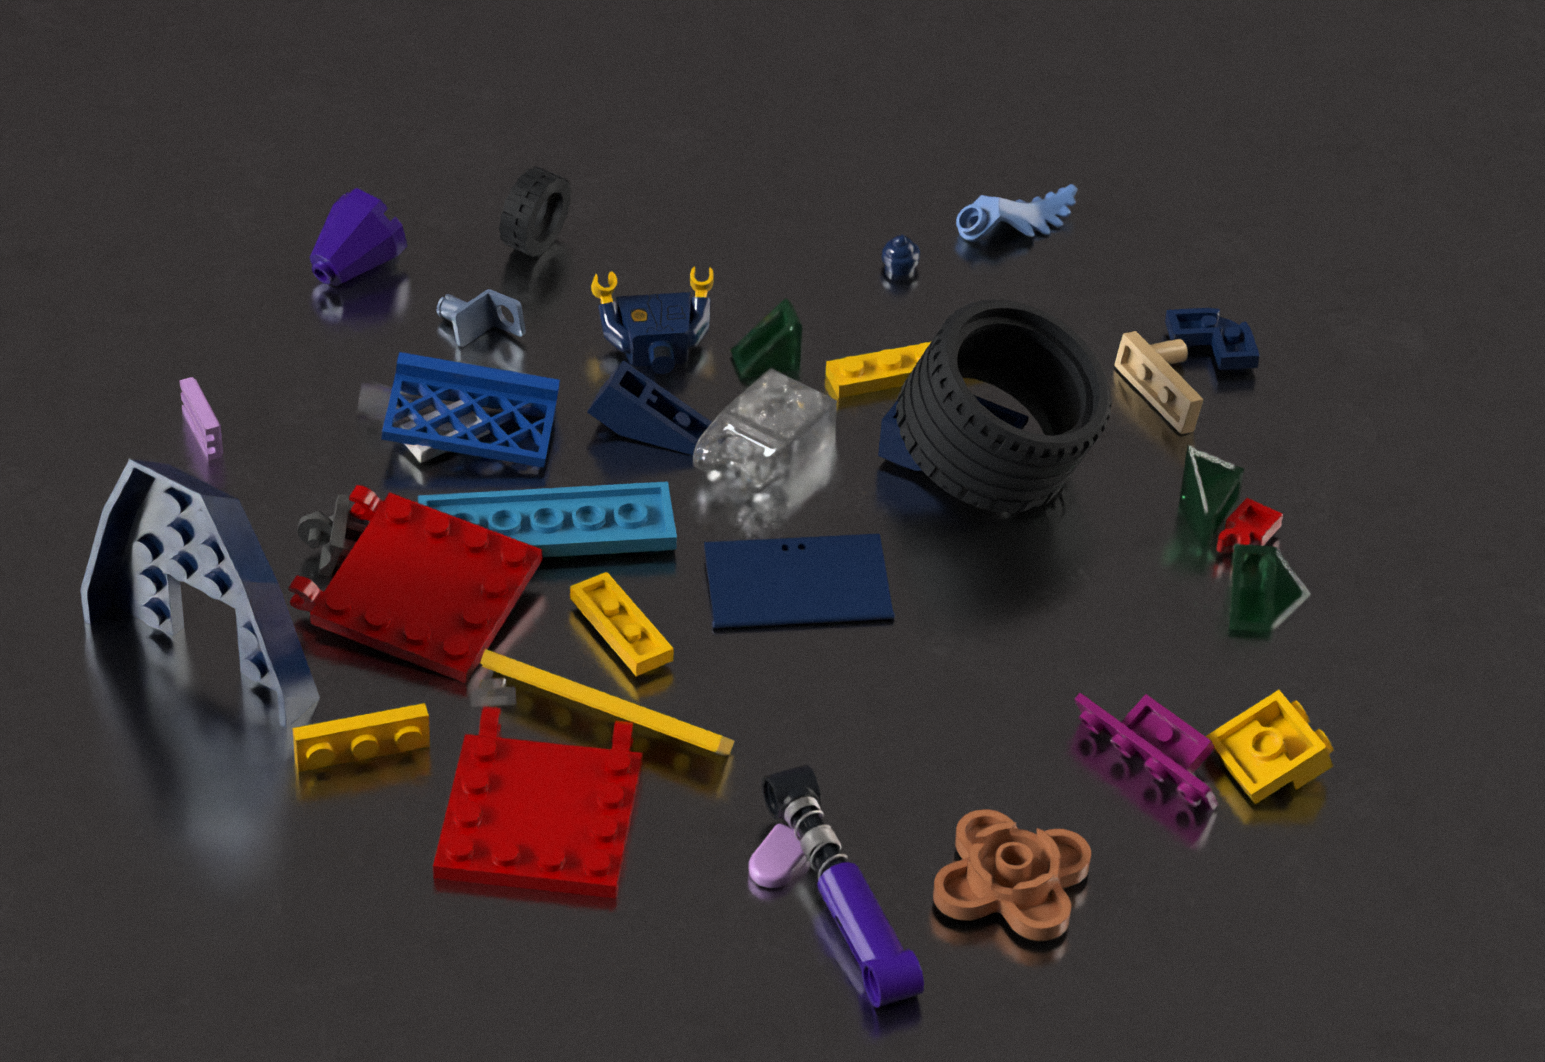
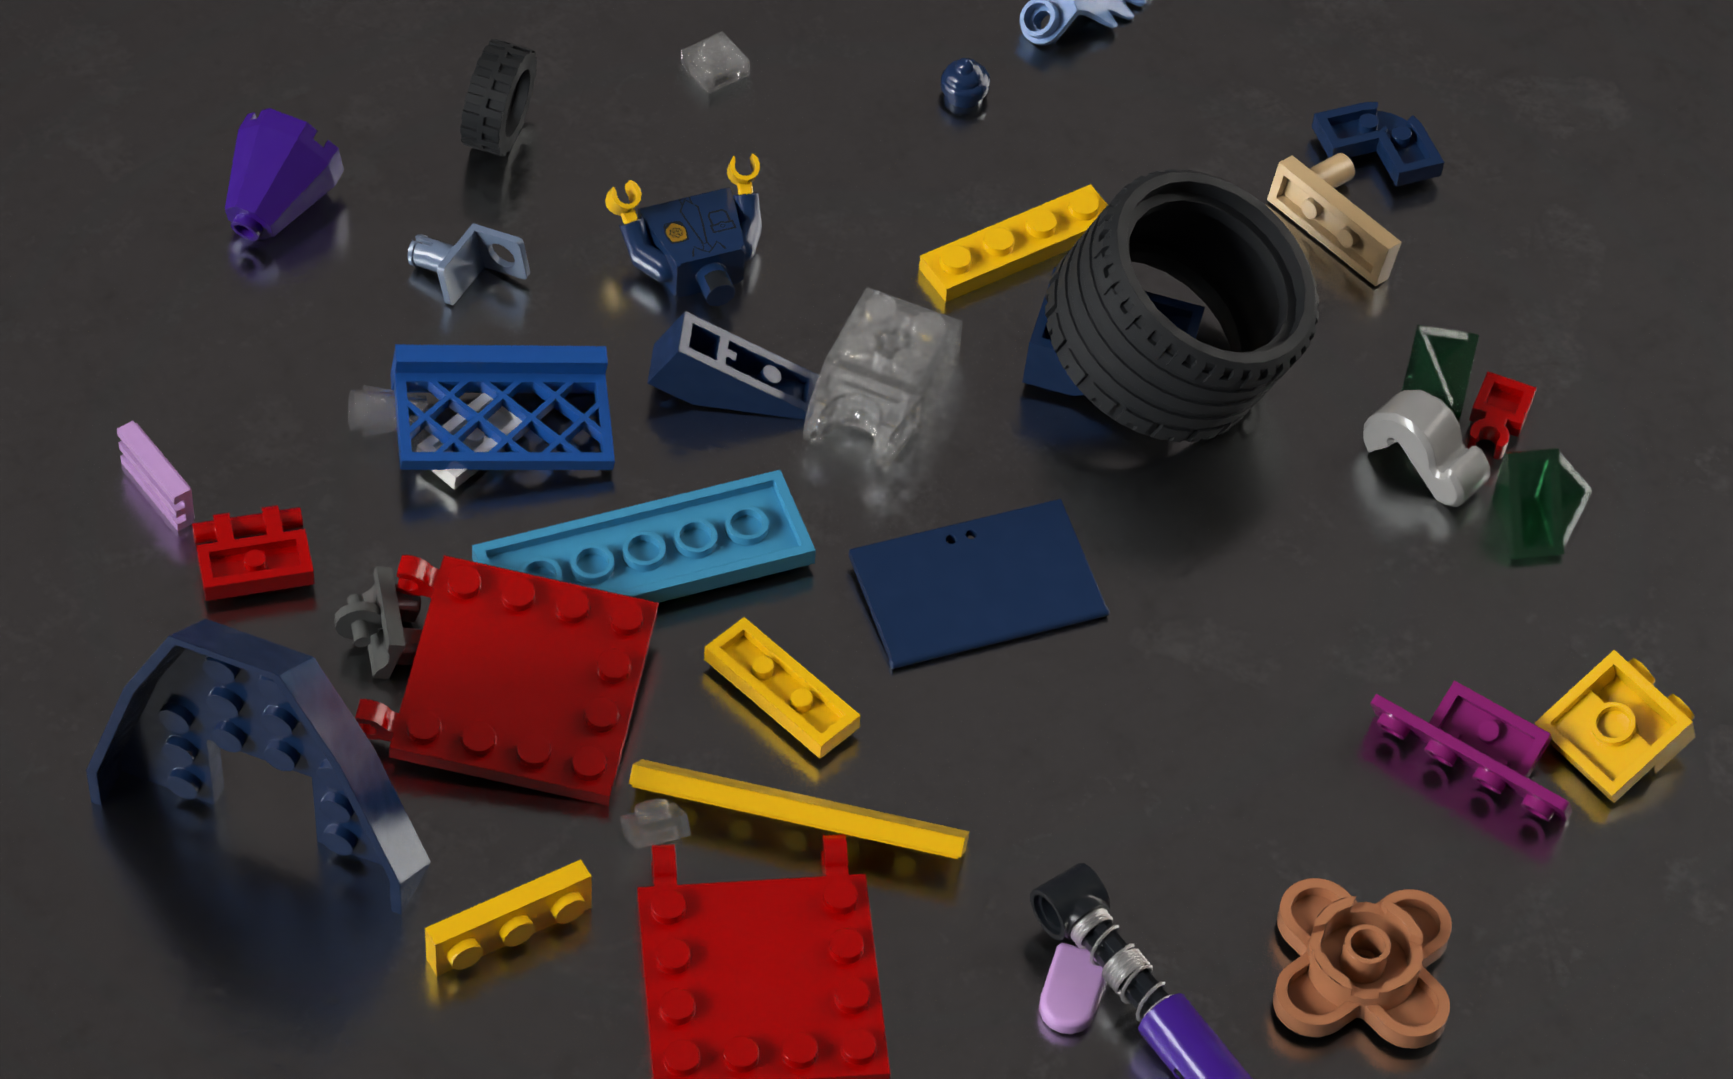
camera: 15 degrees left, 10 degrees up
(258, 477) = (253, 563): none -> red plate
(714, 218) = (715, 62): none -> clear plate
(771, 343) = (847, 242): clear green slope -> none
(1184, 537) = (1432, 443): none -> light grey animal

